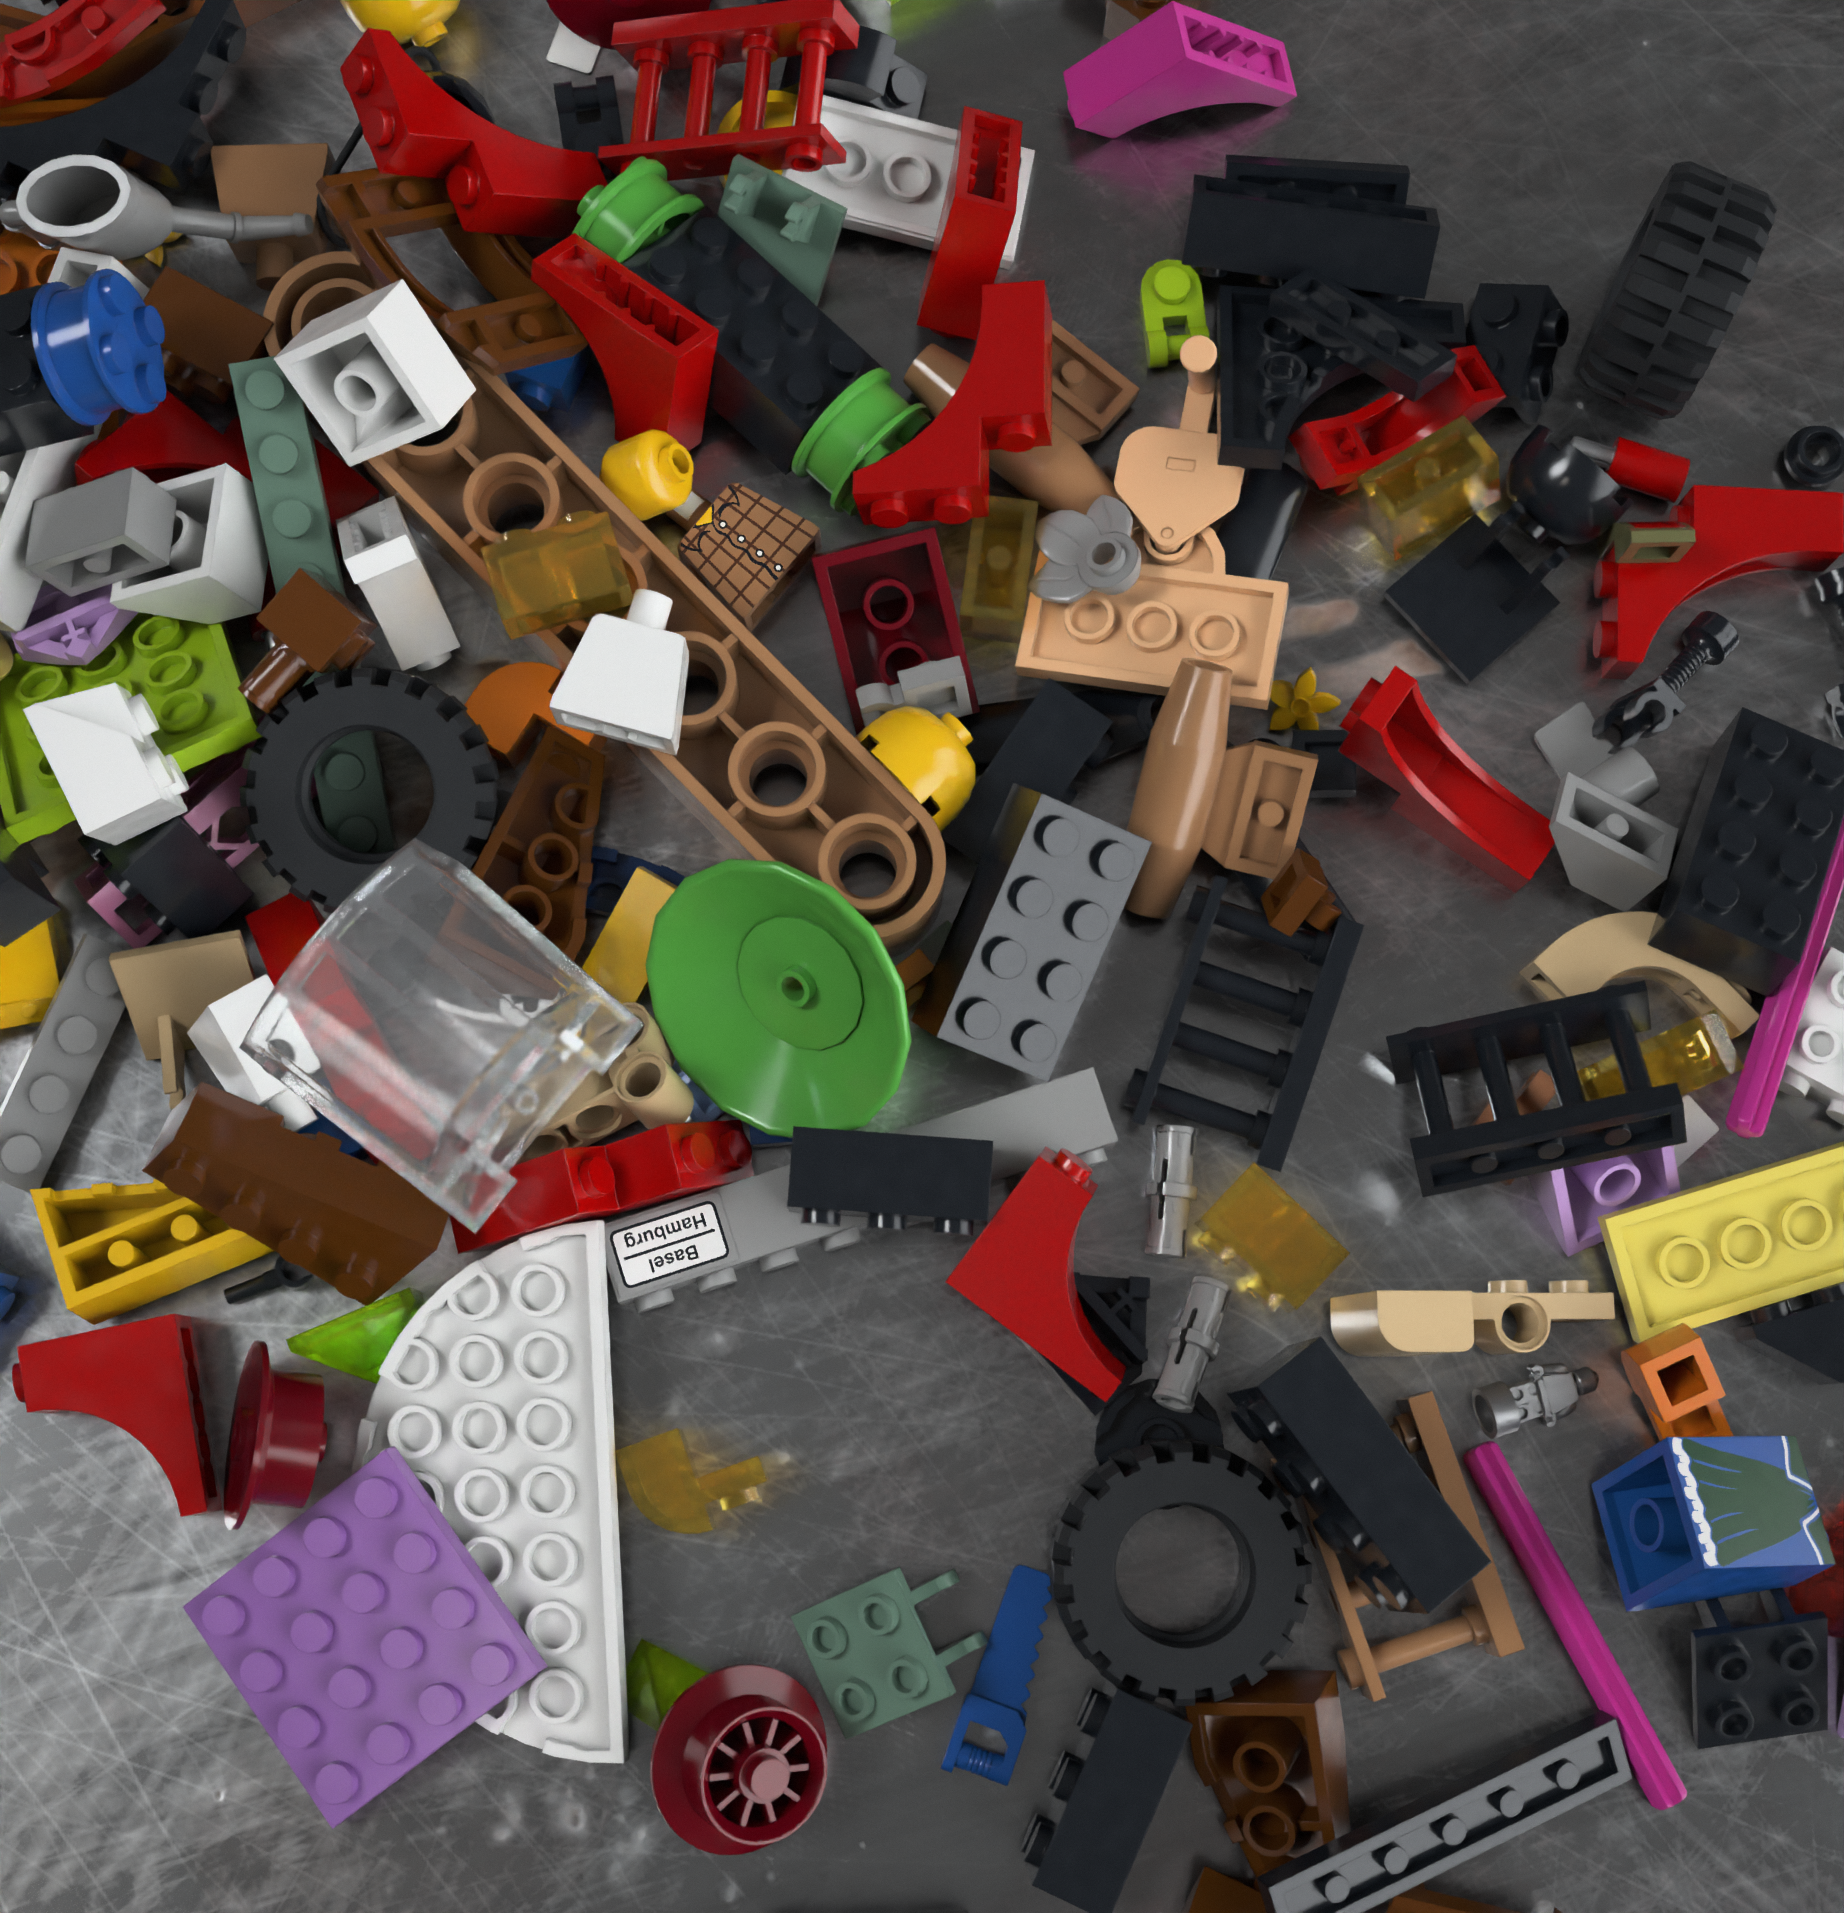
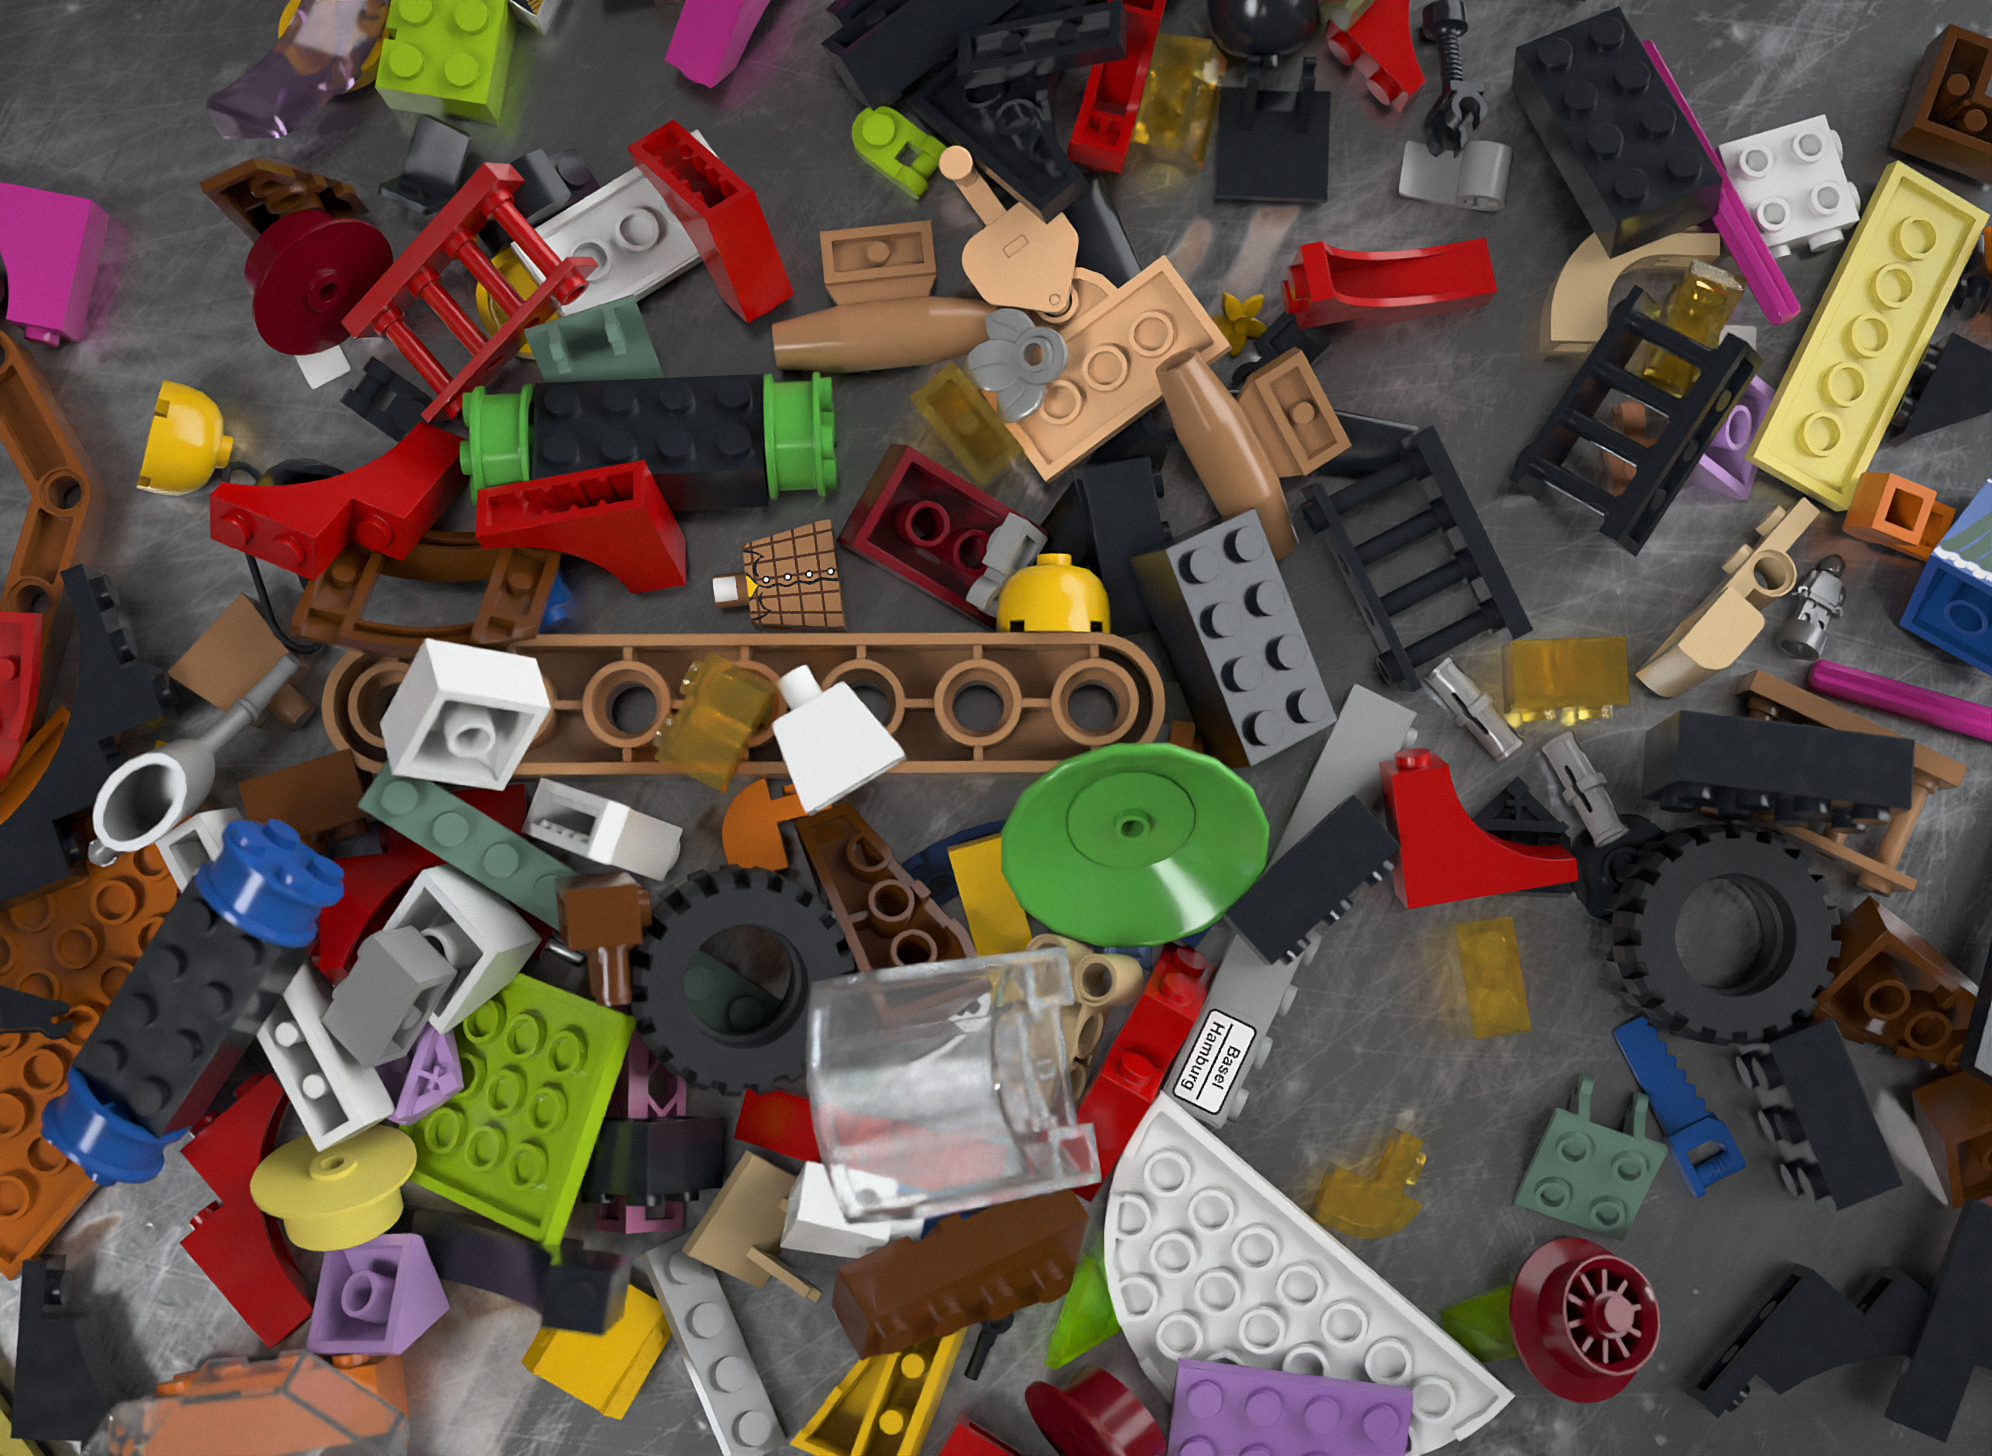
camera: 45 degrees left, 5 degrees up
(109, 761) = (577, 1135): white slope -> none
(648, 473) = (685, 596): yellow head -> none
(957, 1409) = (1487, 978): none -> clear yellow brick
(997, 406) = (866, 326): red arch -> none
(1300, 895) = (1372, 447): reddish brown tile -> none
(1609, 843) = (1523, 217): light grey slope -> none

